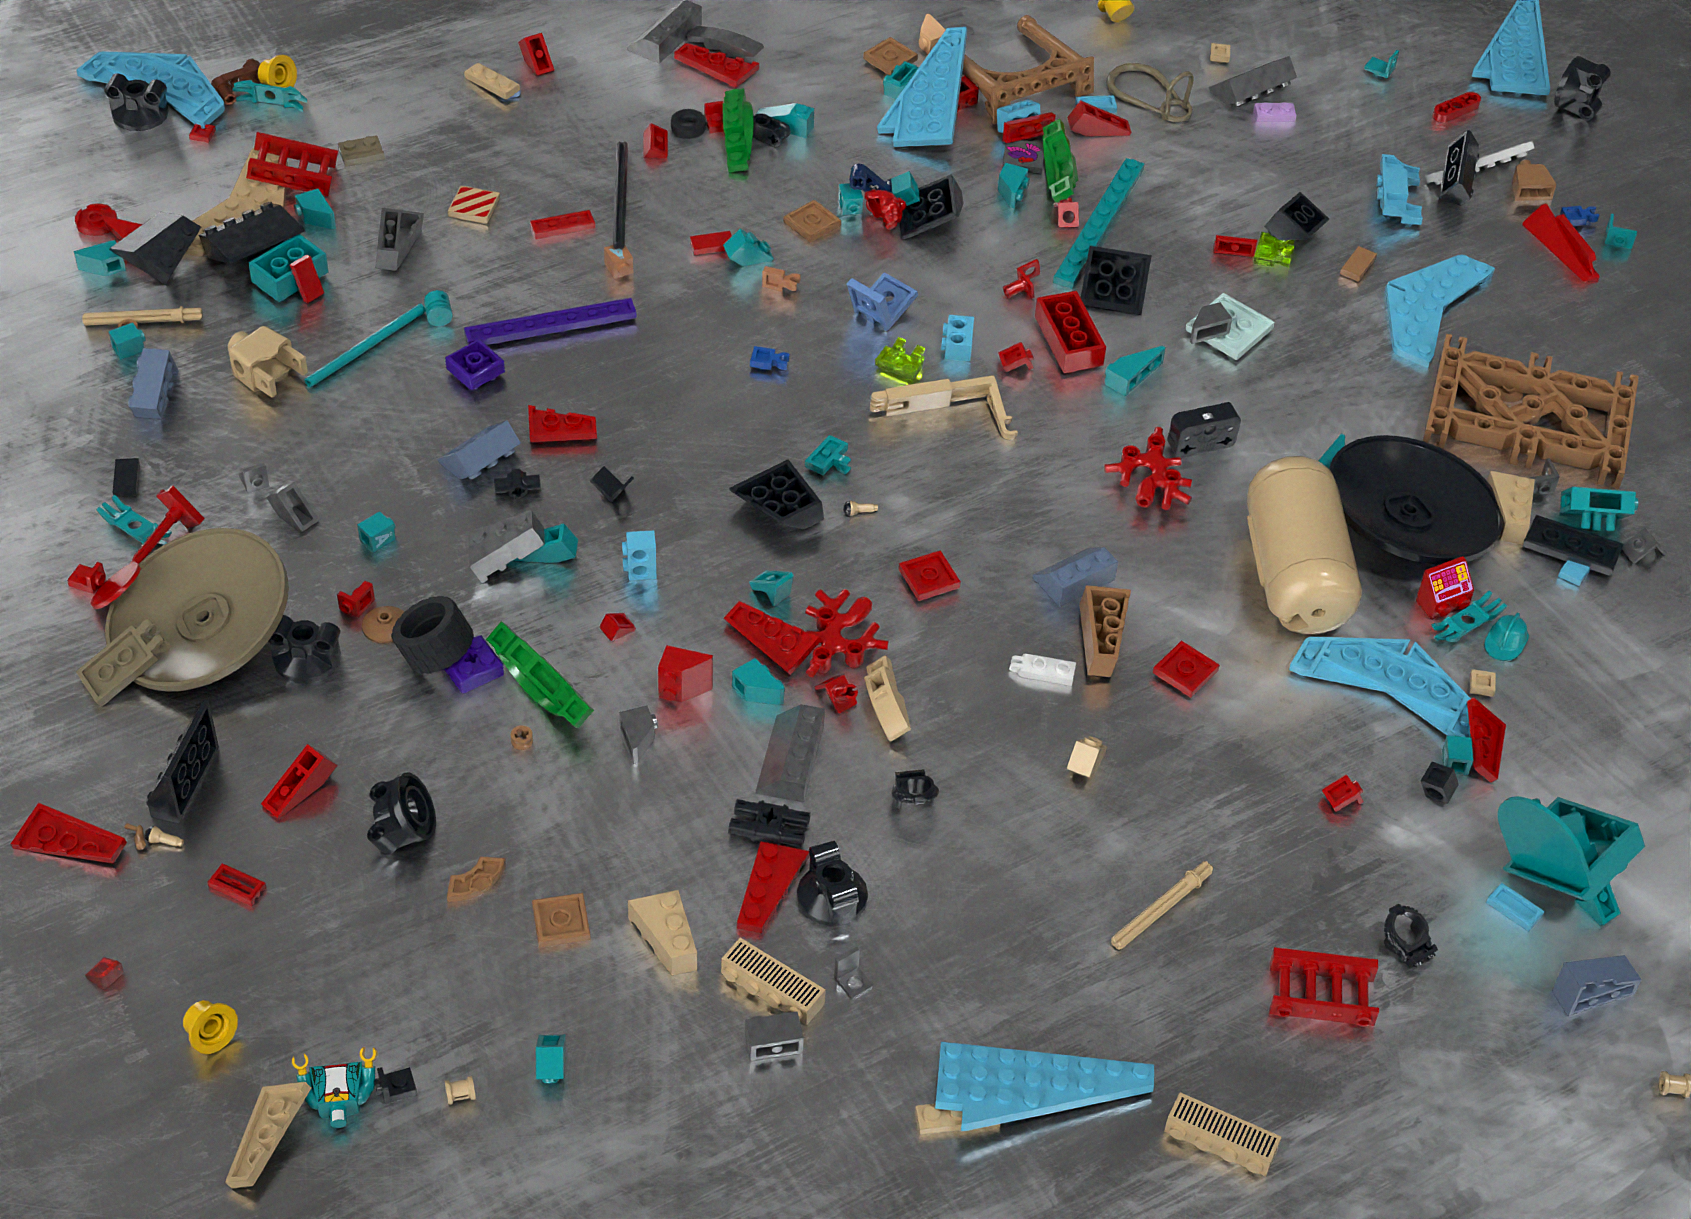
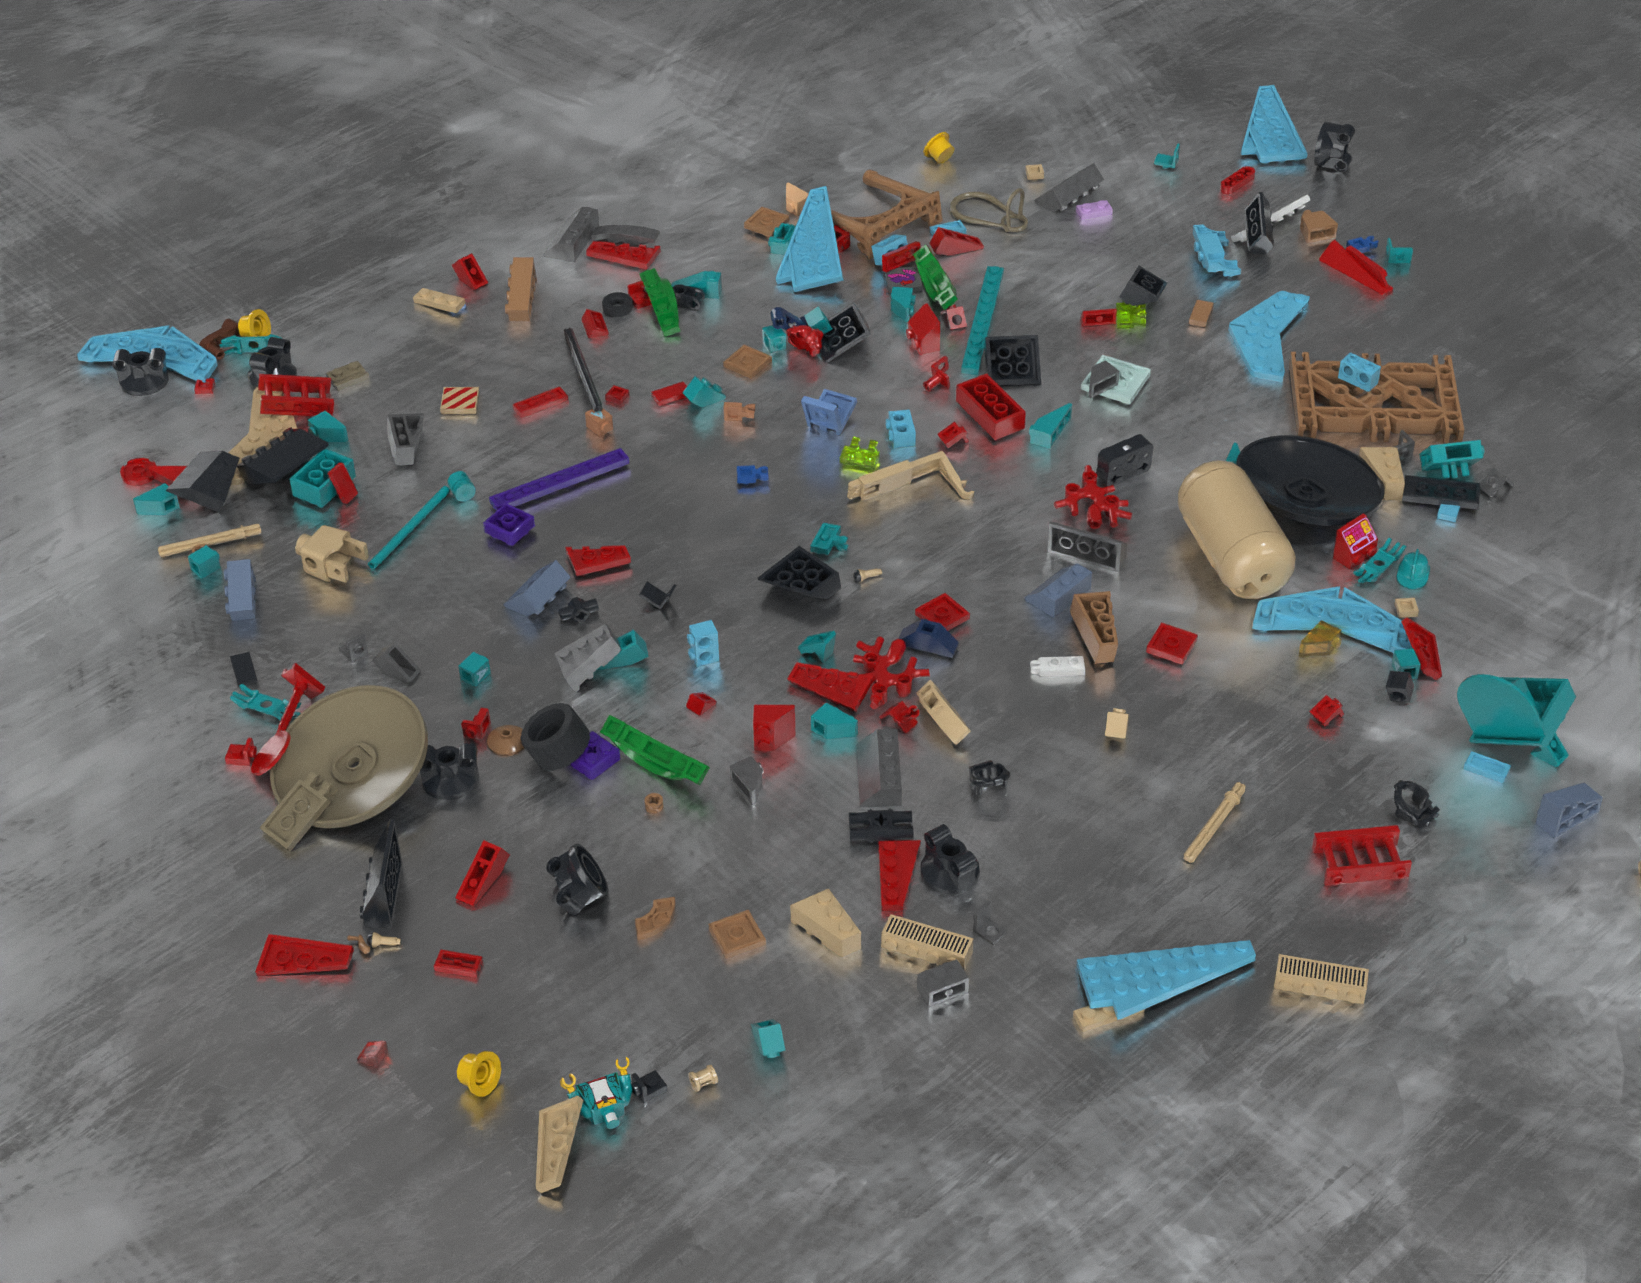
camera: 10 degrees left, 5 degrees down
(281, 118) = (273, 360): none -> black piece
(585, 84) = (521, 289): none -> medium nougat wedge
(651, 232) = (617, 394): none -> red tile
(903, 603) = (929, 637): none -> dark blue slope
(1024, 224) = (924, 331): none -> red slope
(1124, 528) = (1086, 547): none -> flat silver slope
(1364, 703) = (1320, 640): none -> clear yellow slope
(1518, 376) = (1359, 372): none -> medium azure brick

